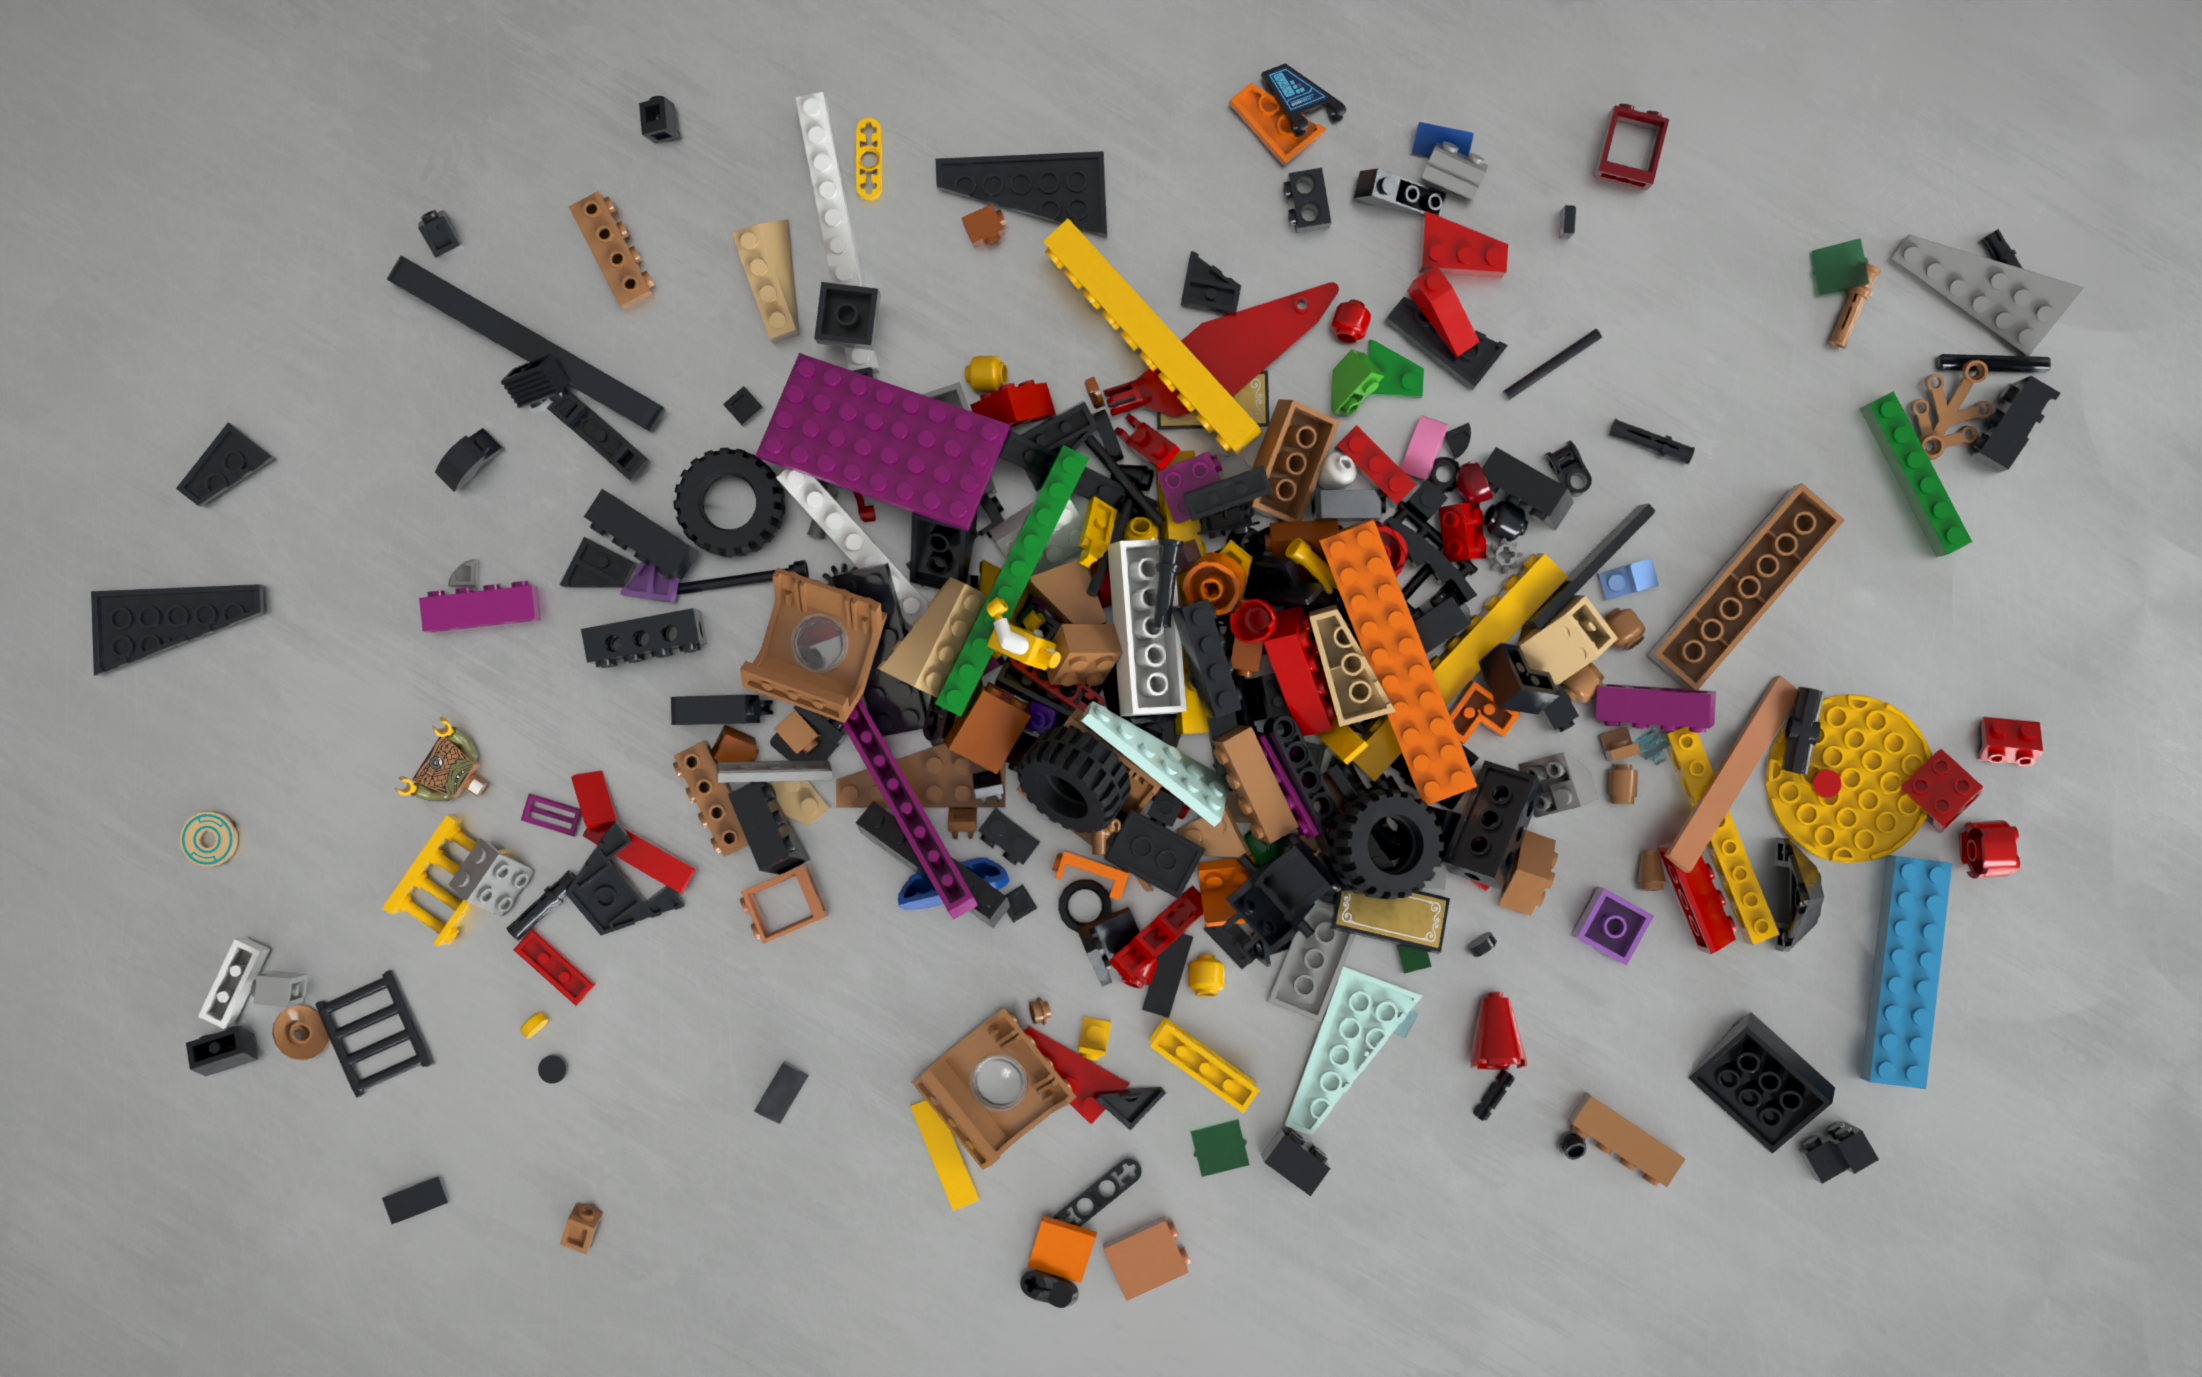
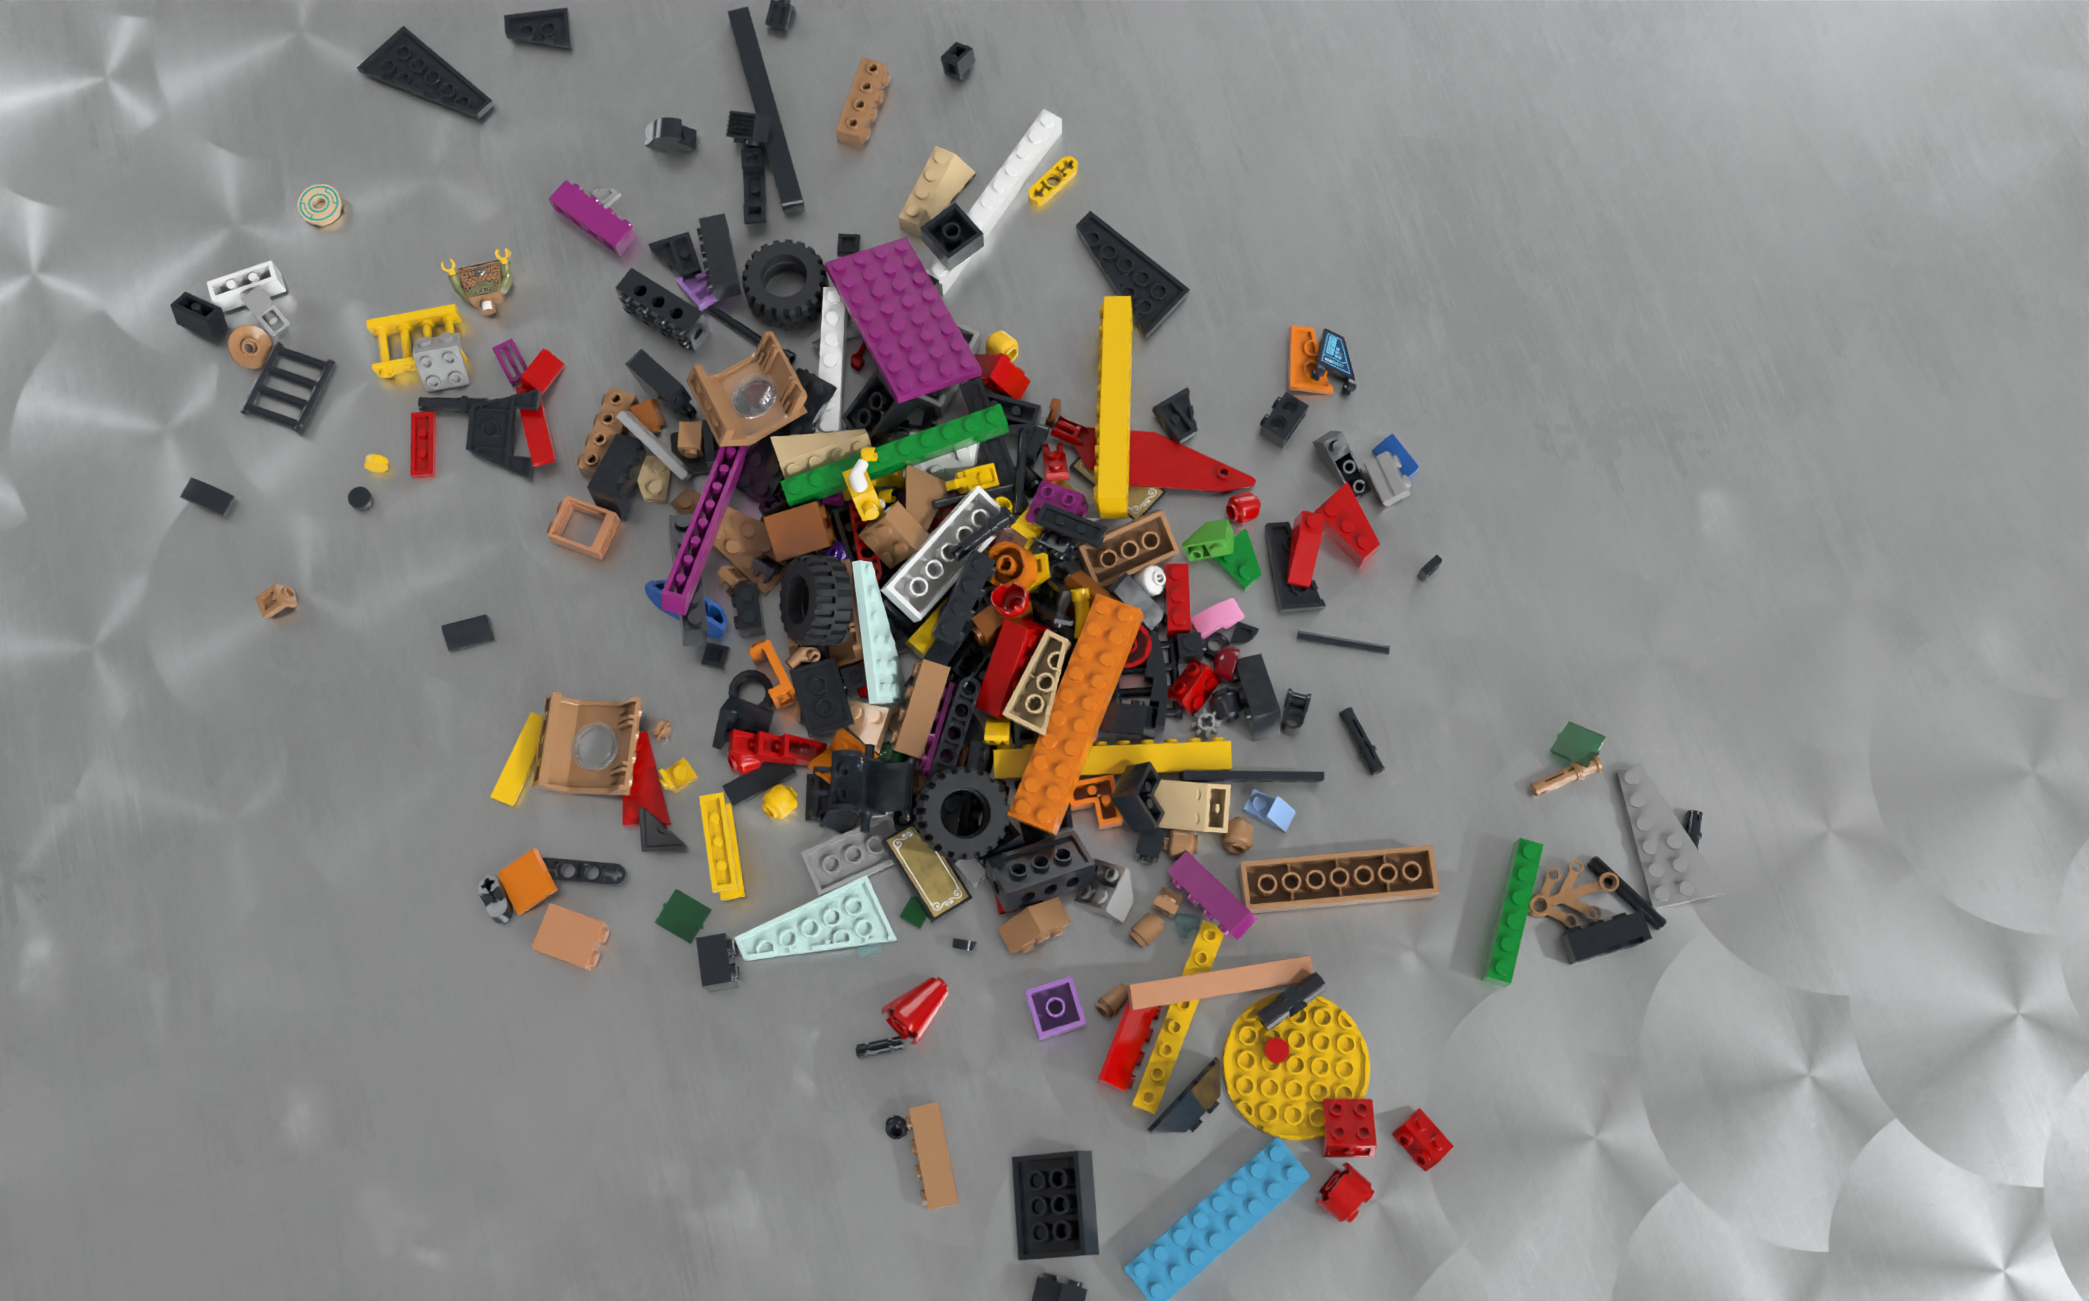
camera: 40 degrees right, 15 degrees down
(984, 226) = (1081, 269): dark orange brick -> none
(1625, 174) = (1491, 571): dark red window -> none

